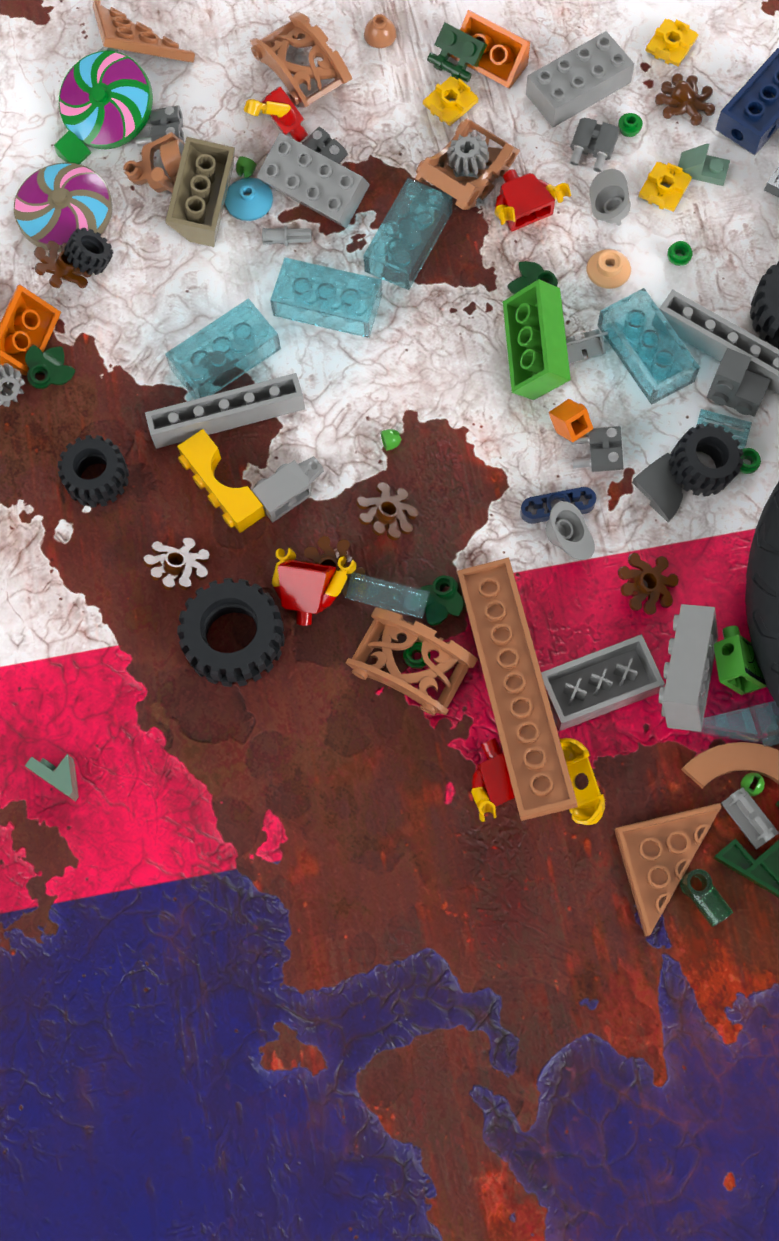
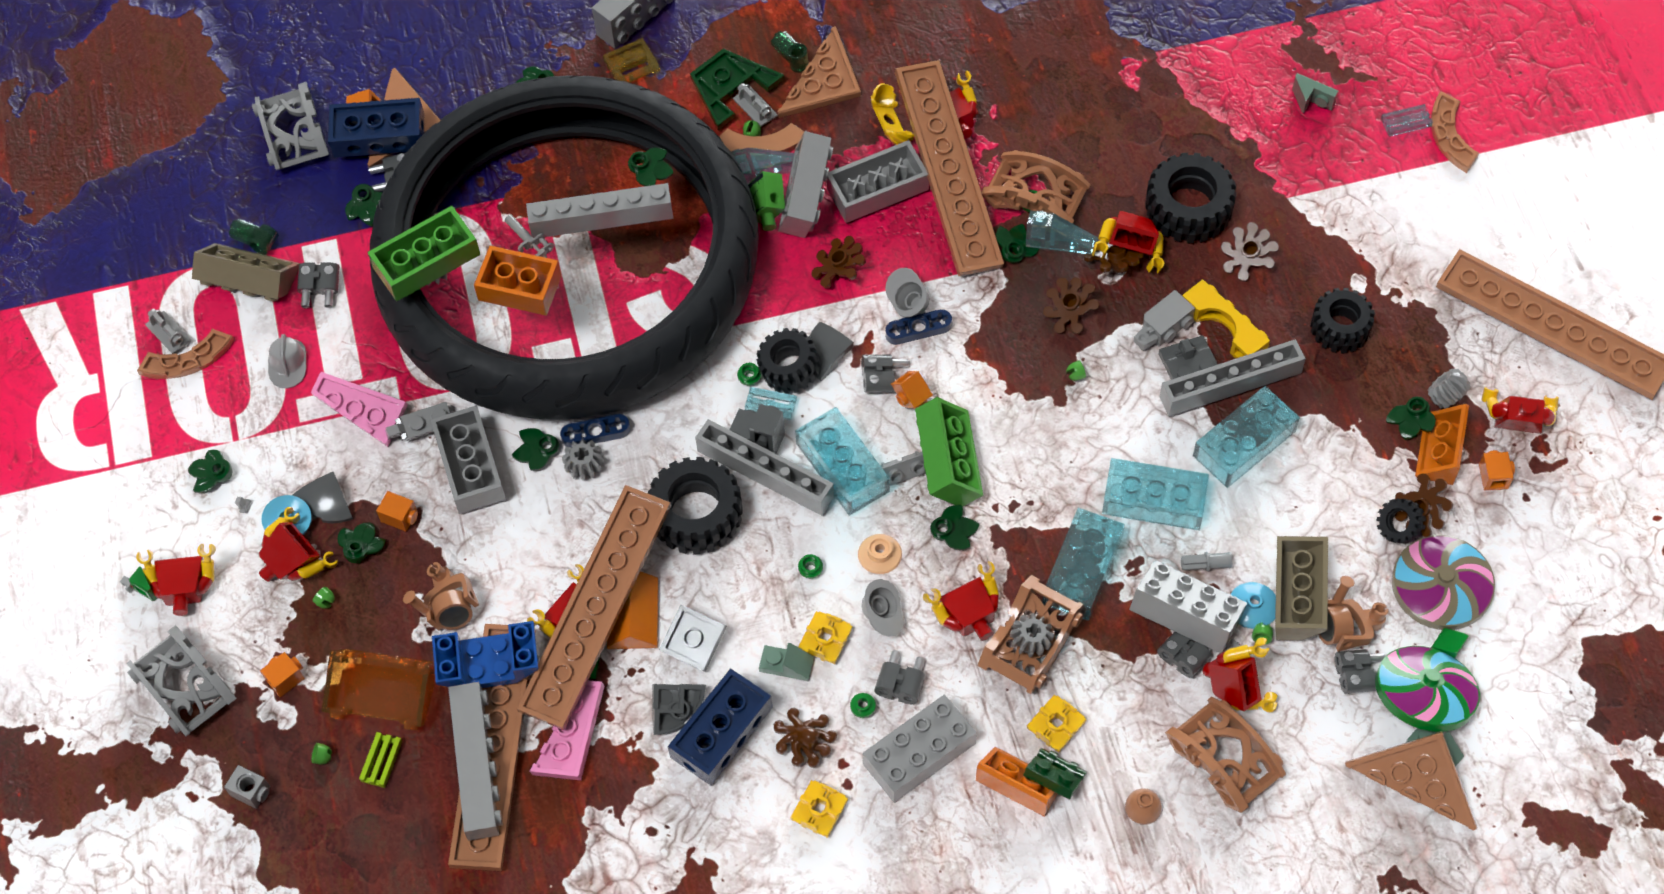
camera: 175 degrees right, 10 degrees down
(266, 444) = (1187, 357): none -> dark grey hinge

